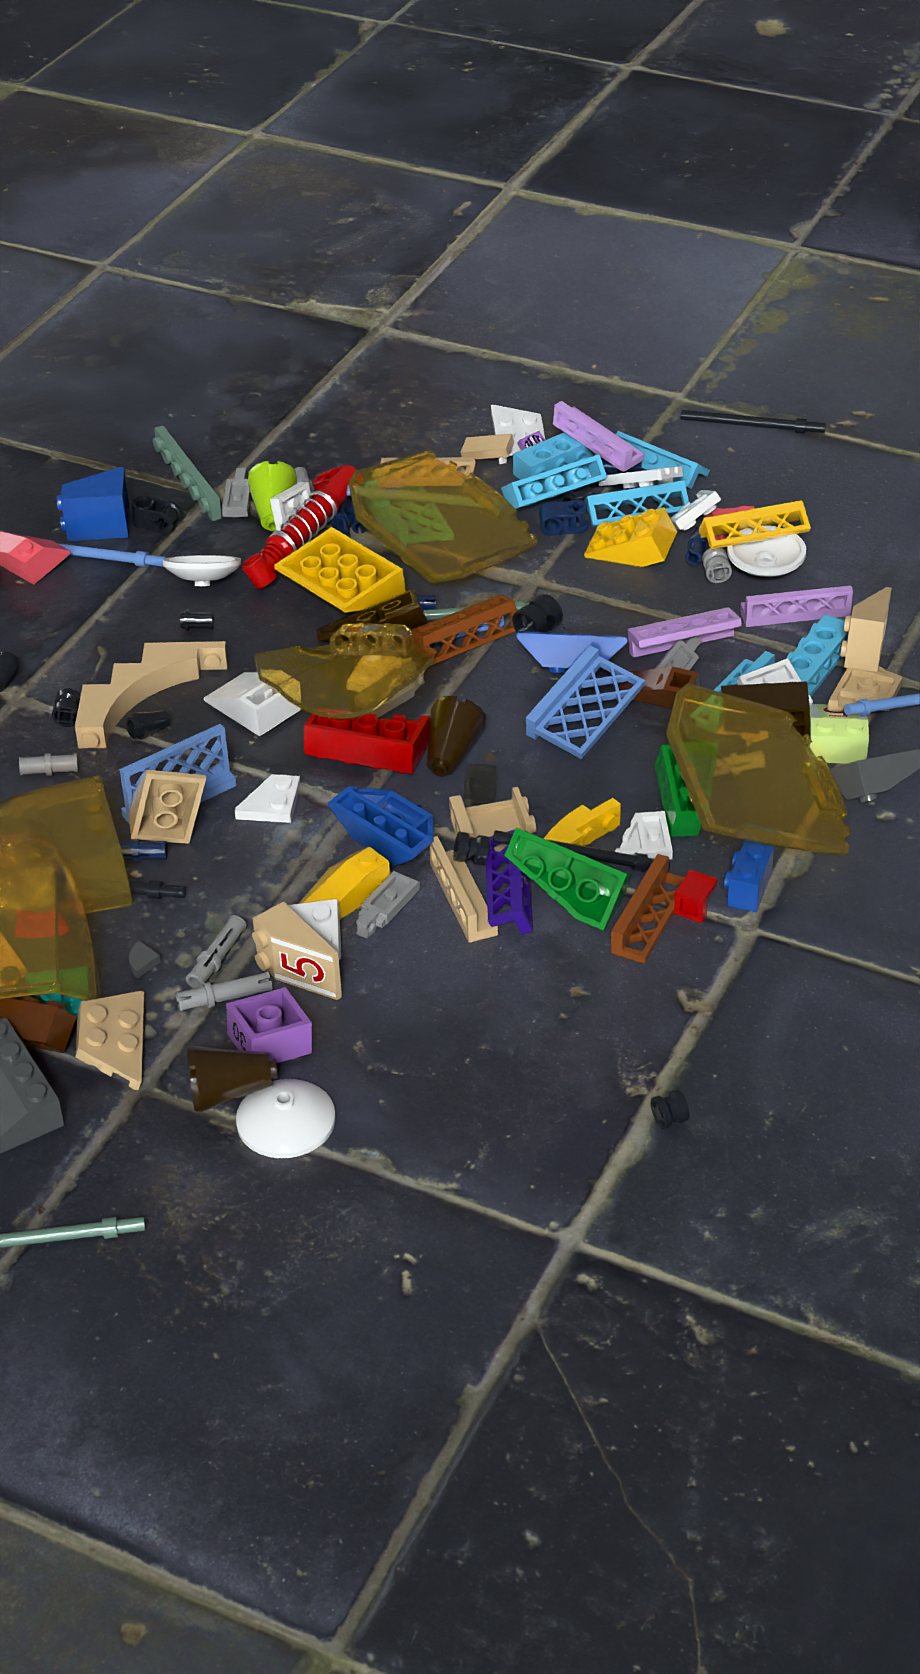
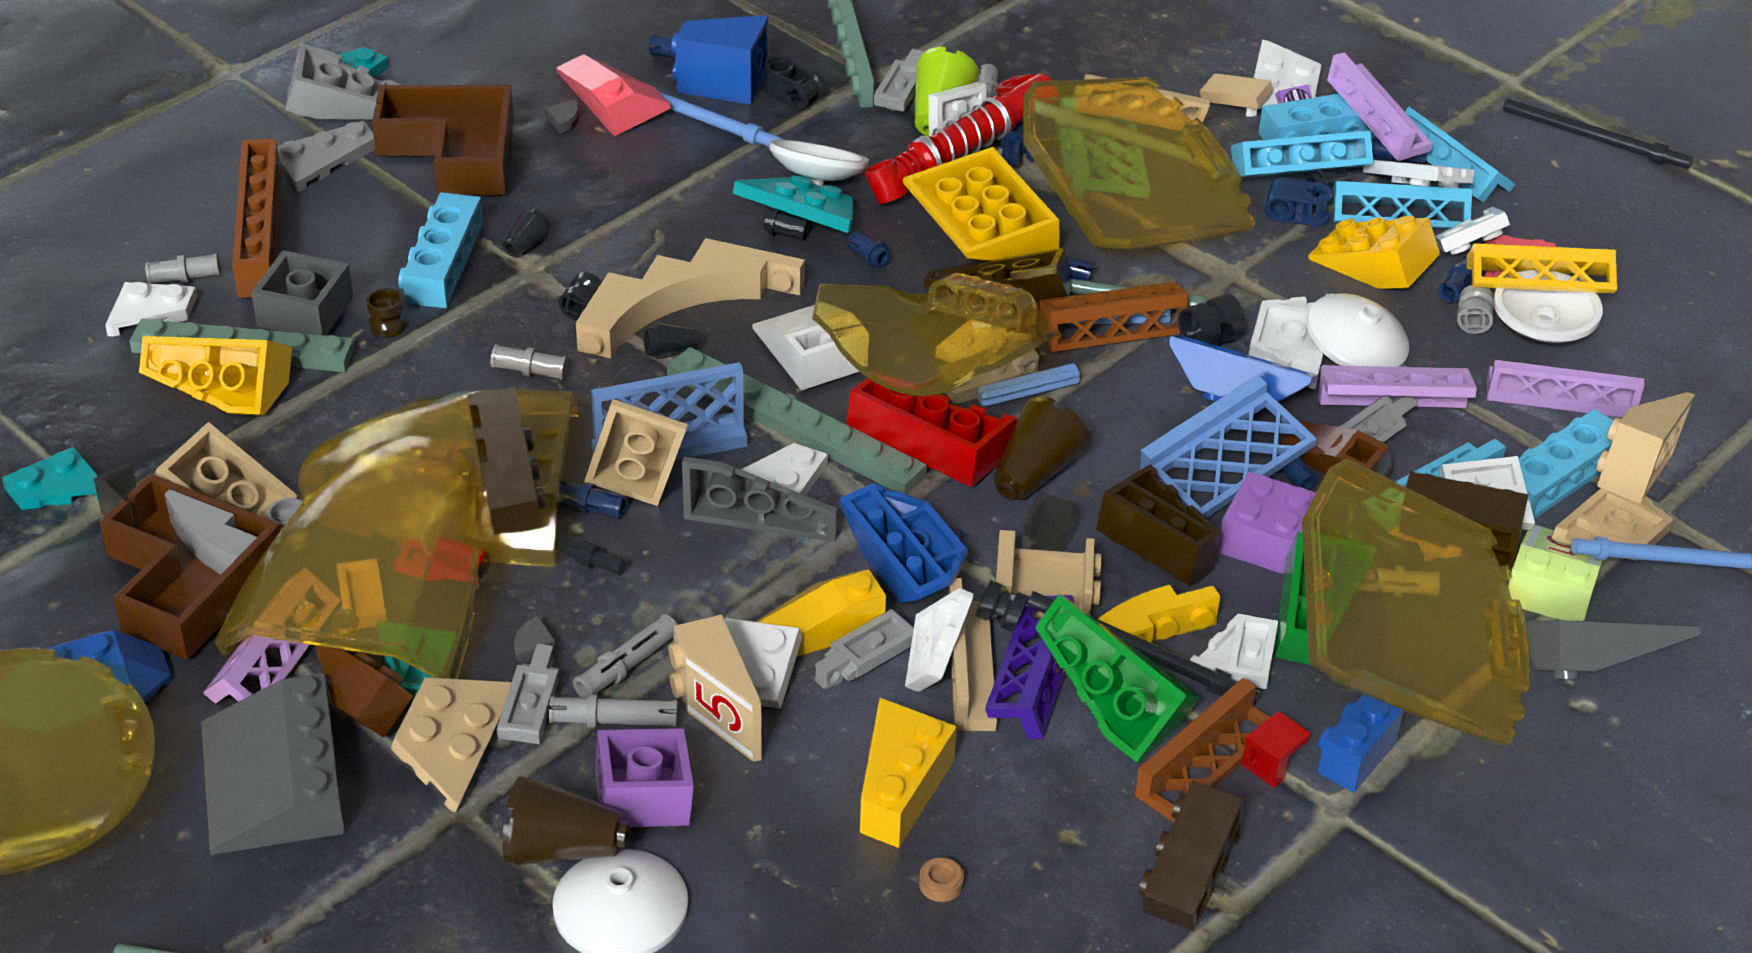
camera: 15 degrees right, 0 degrees up
(46, 508) = (662, 47): none -> dark blue pin
(79, 834) = (505, 461): none -> dark brown wedge
(159, 998) = (529, 698): none -> light grey hinge
(201, 598) = (800, 198): none -> teal wing
(255, 822) = (737, 498): none -> dark grey wedge
(271, 625) = (876, 253): none -> dark blue pin
(278, 760) = (813, 428): none -> sand green plate
(423, 693) = (1028, 385): none -> medium blue axle
(435, 881) = (935, 638): none -> white wing
(447, 975) = (903, 770): none -> yellow wedge
(502, 1041) = (941, 879): none -> medium nougat tile
(558, 768) = (1158, 526): none -> dark brown wedge
(596, 610) = (1284, 337): none -> white wing
(631, 746) = (1263, 521): none -> medium lavender brick
(639, 709) = (1300, 474): none -> dark blue pin
(640, 600) = (1357, 332): none -> white dish
(668, 978) = (1192, 855): none -> dark brown wedge

